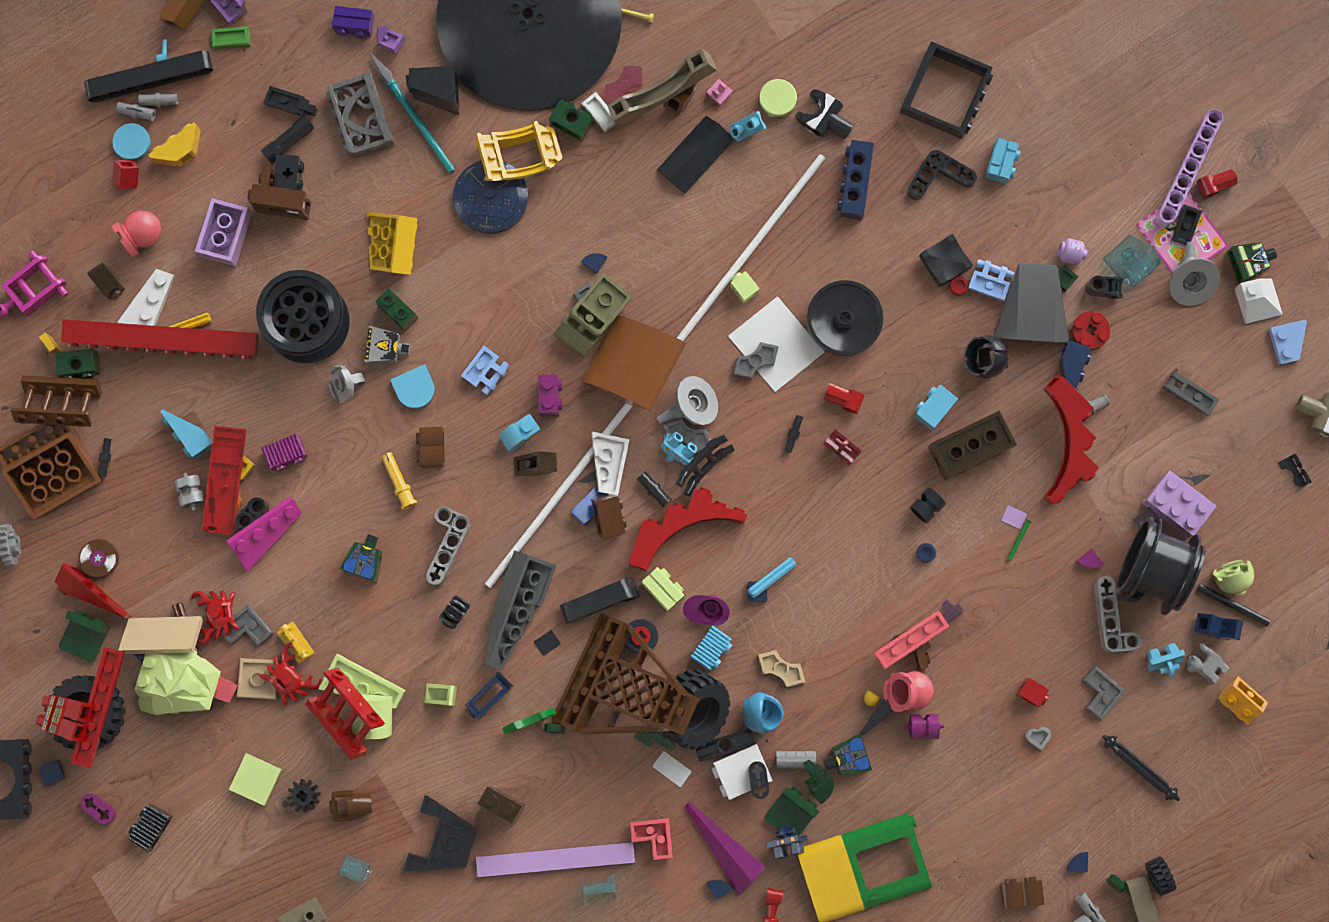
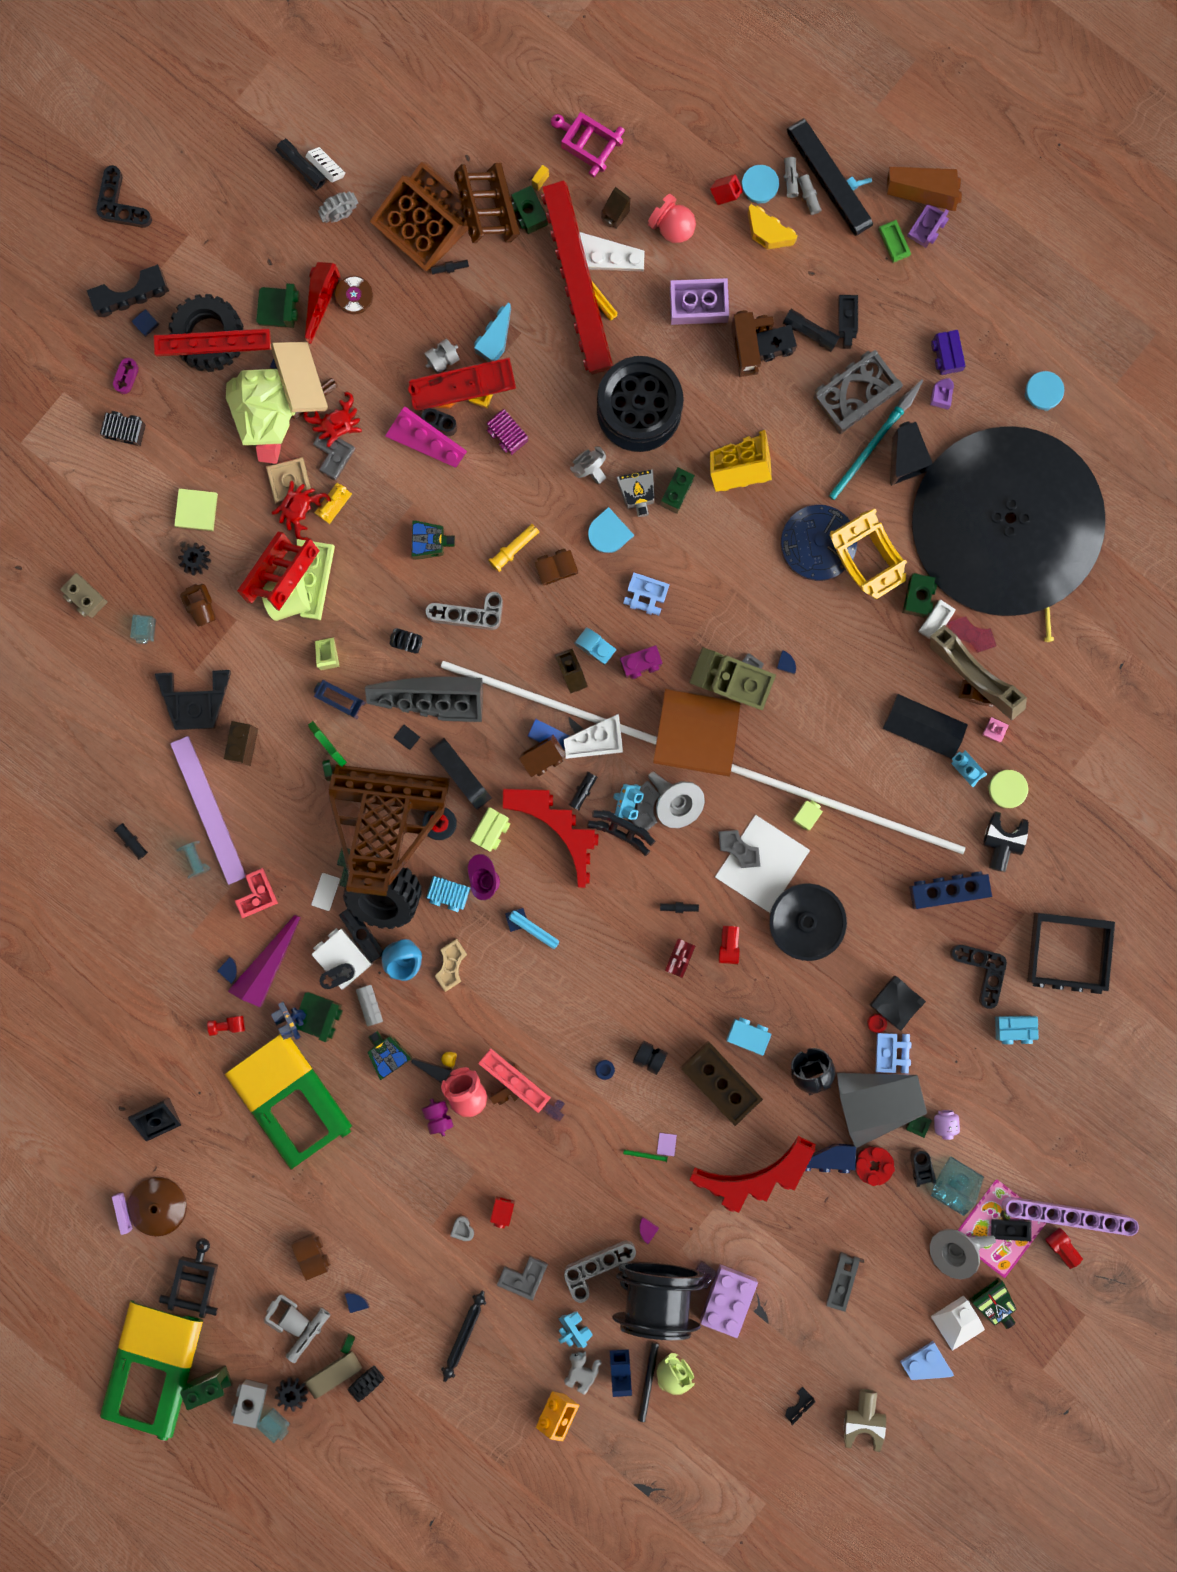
camera: 70 degrees right, 5 degrees up
(58, 717) = (193, 314): red hips -> none
(820, 782) = (354, 1034): clear green brick -> none
(1099, 403) = (803, 1193): light grey pin -> none

